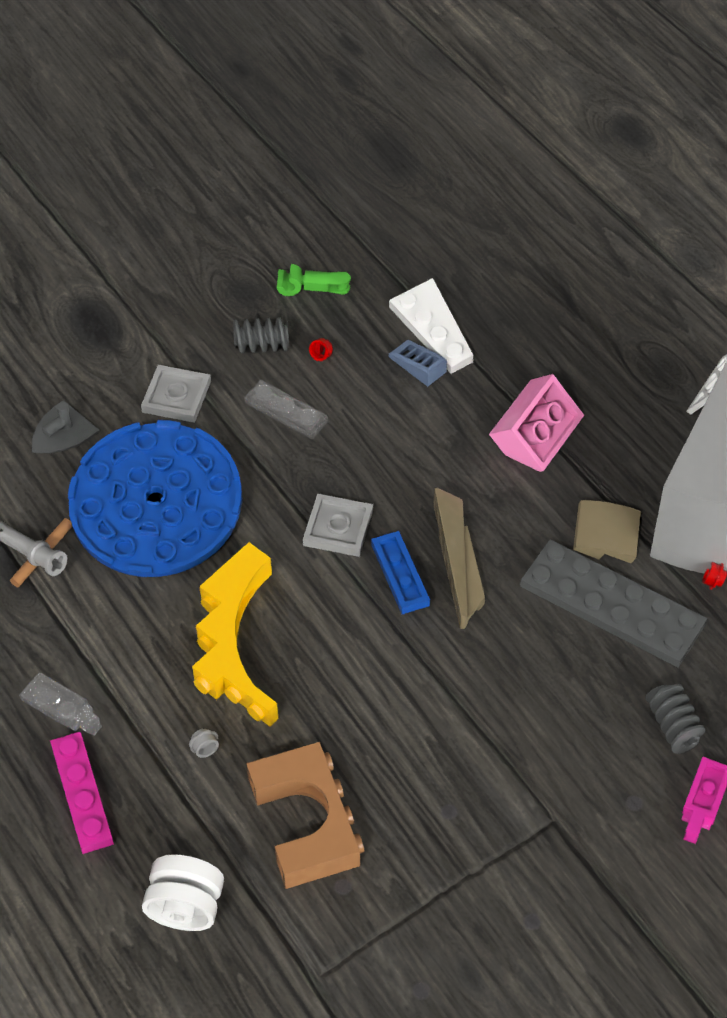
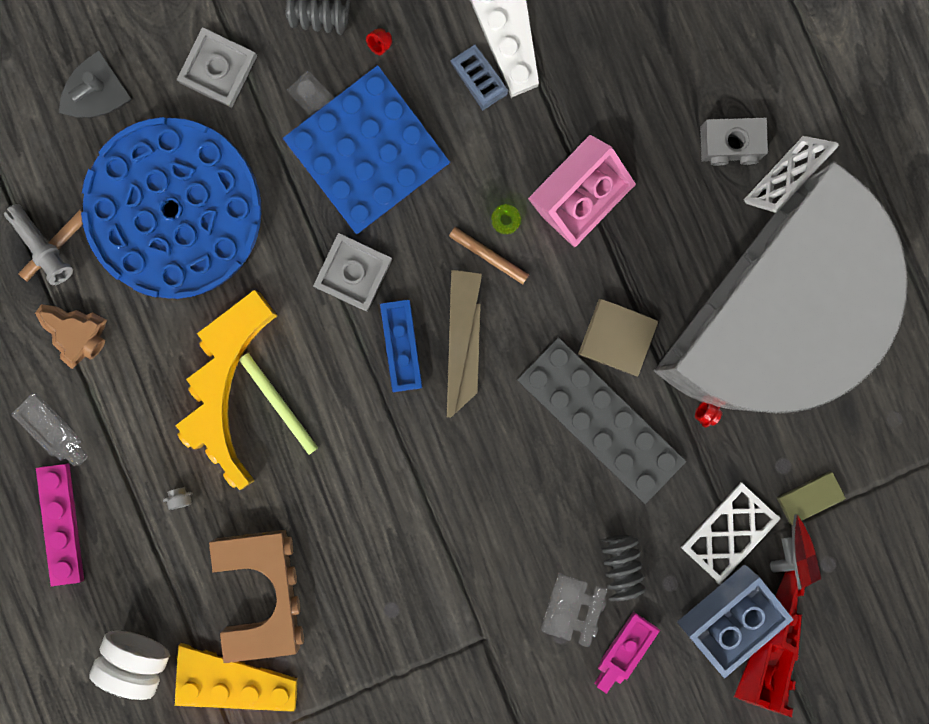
camera: 10 degrees right, 35 degrees up
(73, 617) = (73, 332): none -> medium nougat rock
(289, 912) = (209, 682): none -> yellow wing
(290, 644) = (278, 403): none -> yellowish green bar
(329, 426) = (366, 149): none -> blue plate
(464, 490) = (488, 255): none -> medium nougat bar
(472, 452) = (506, 210): none -> clear neon green plate
(629, 772) = (565, 606): none -> clear plate
(661, 365) = (748, 131): none -> light grey brick

